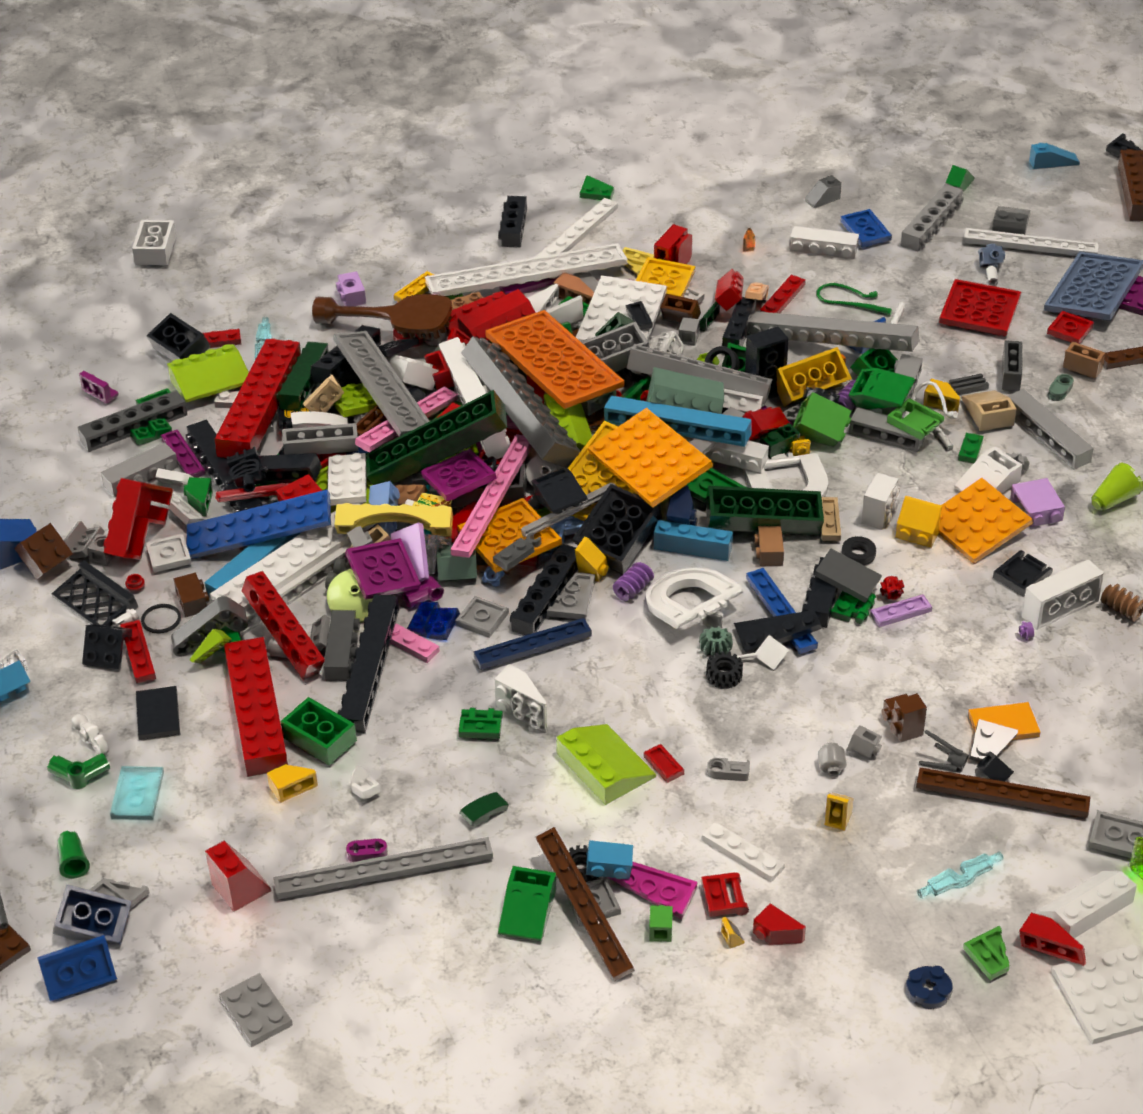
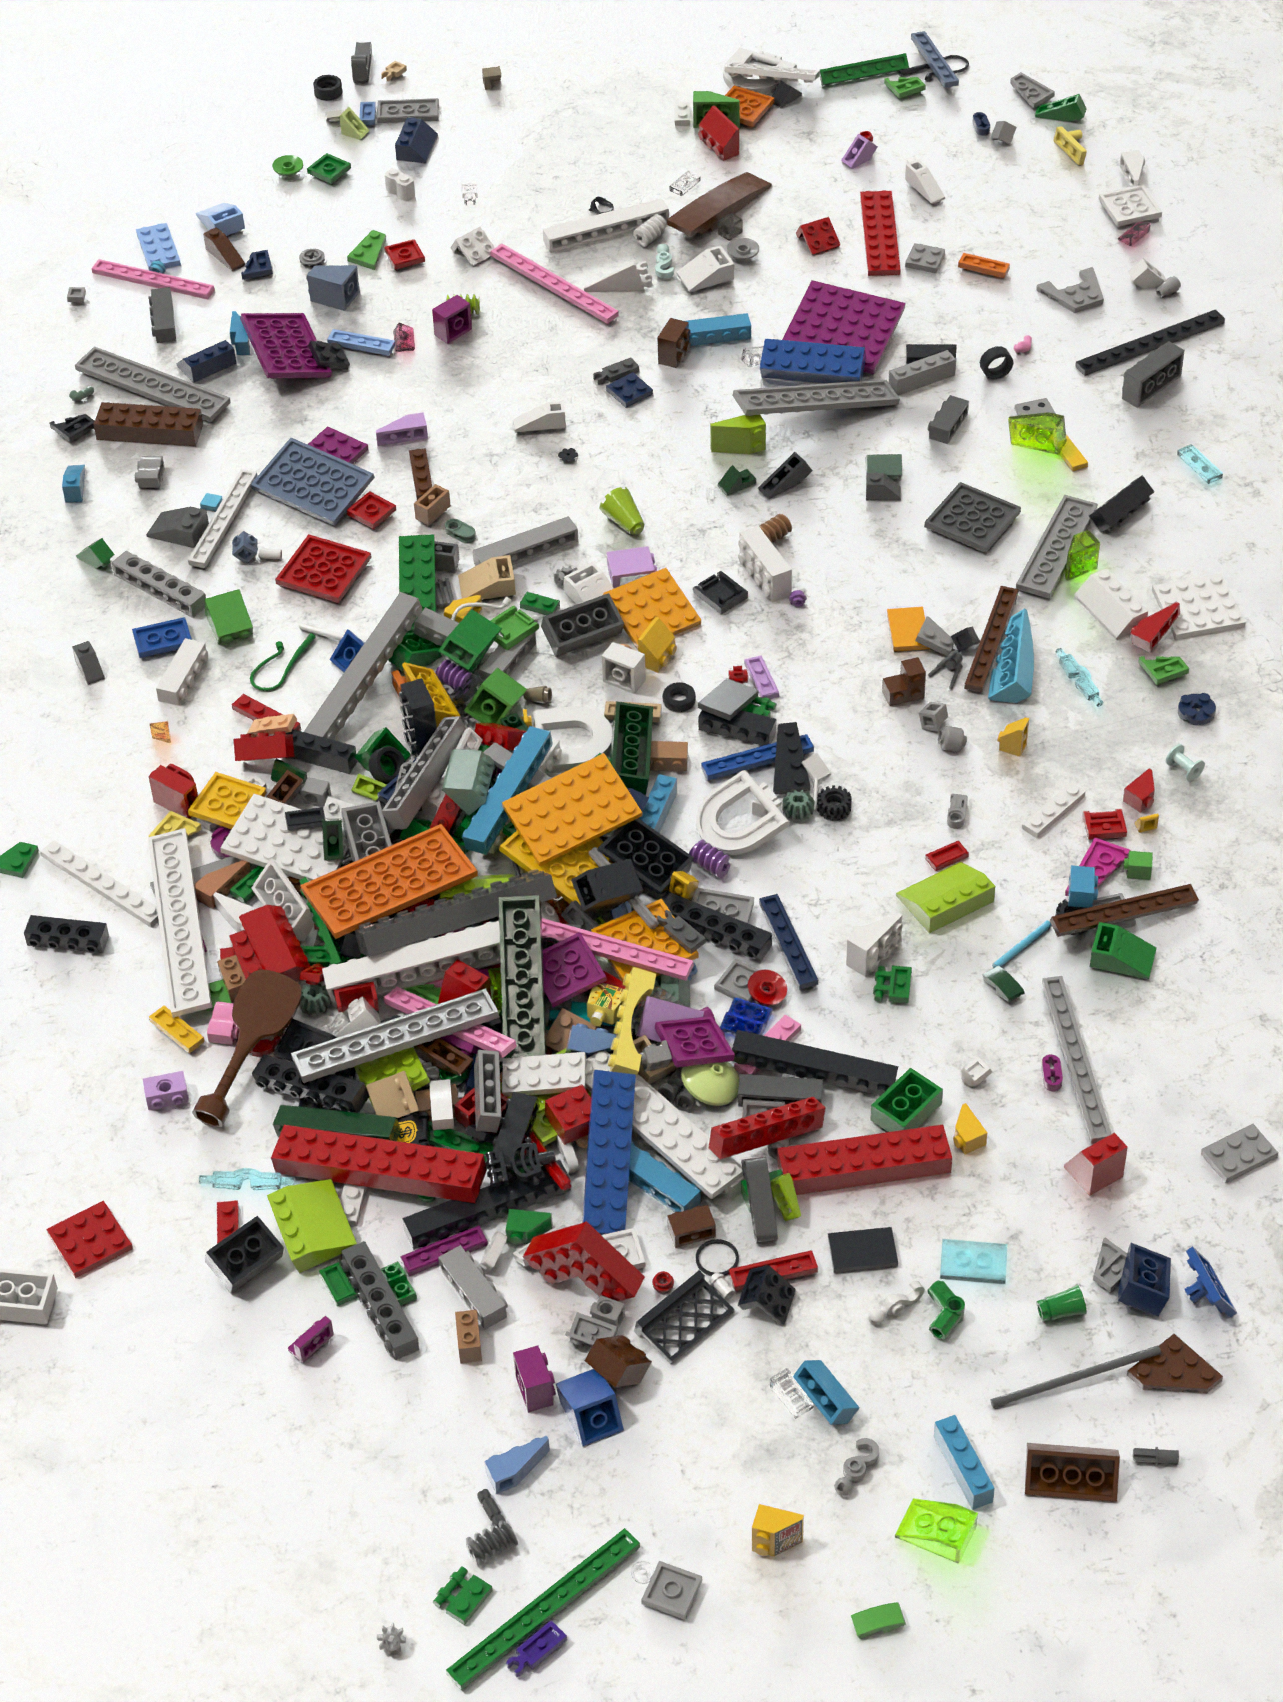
camera: 85 degrees left, 5 degrees up
(36, 503) = (534, 1378): none -> magenta brick
(87, 470) = (468, 1336): none -> medium nougat brick
(211, 274) = (89, 1239): none -> red plate
(466, 623) = (769, 981): none -> red dish
(537, 822) = (1022, 944): none -> medium azure bar
(836, 959) = (1176, 757): none -> light aqua piece
(840, 455) = (538, 694): none -> dark tan cone
(895, 257) = (228, 616): none -> bright green slope
(934, 467) = (582, 624): none -> dark grey brick
(953, 811) = (1015, 668): none -> medium azure wedge
(969, 356) = (418, 569): none -> green plate
(1053, 233) = (211, 502): none -> medium azure tile
(1075, 195) = (149, 471): none -> light grey brick

